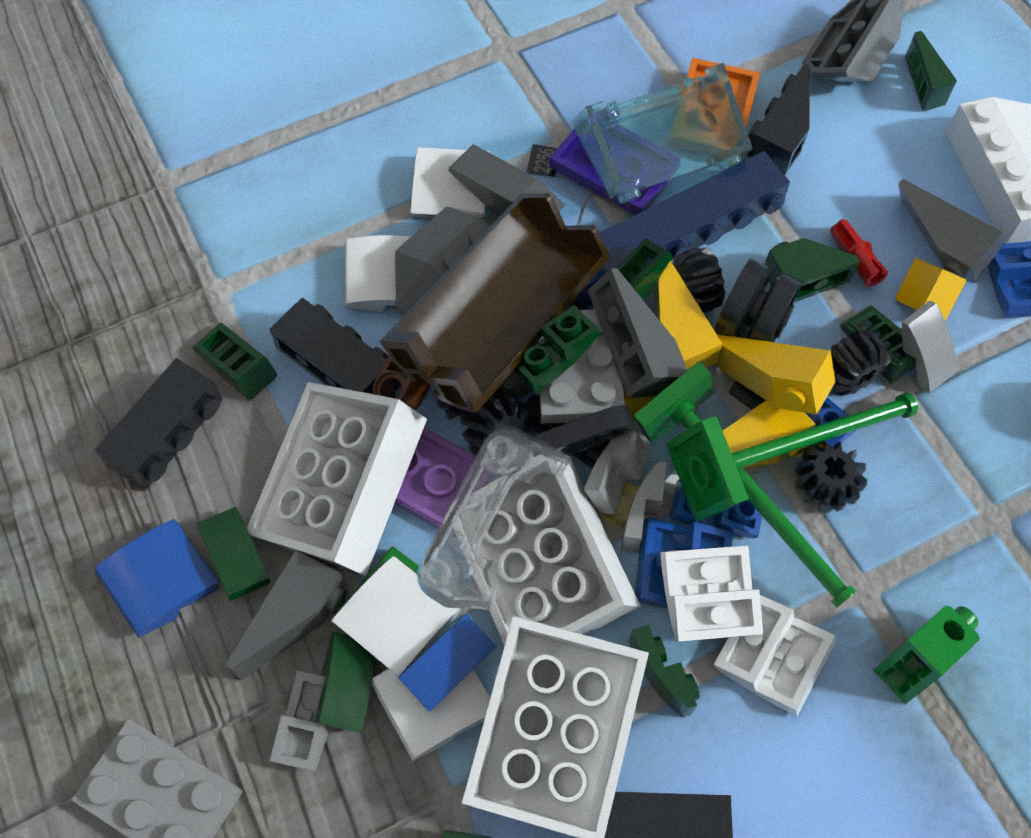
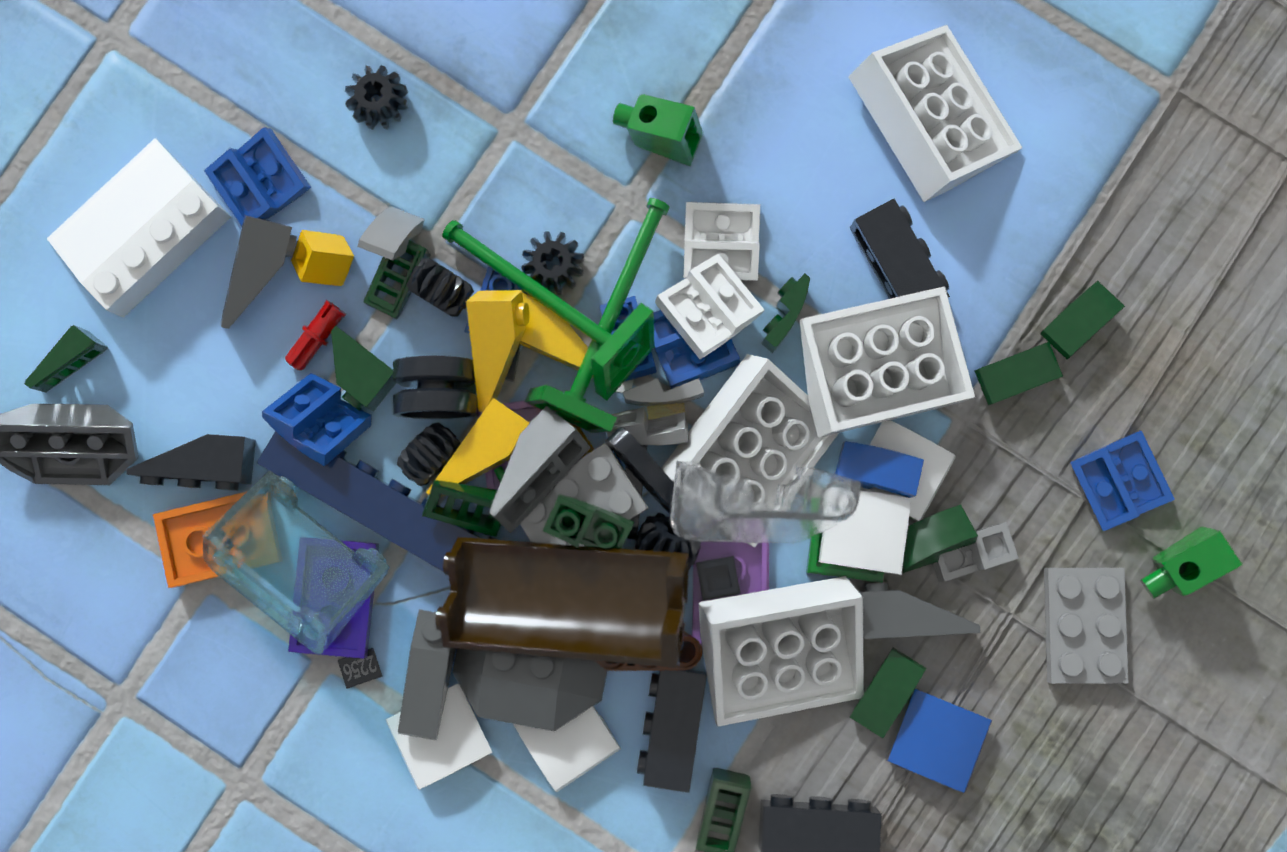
camera: 115 degrees left, 20 degrees up
(438, 460) = (718, 578): none -> black tile
(778, 210) = (316, 419): none -> blue slope

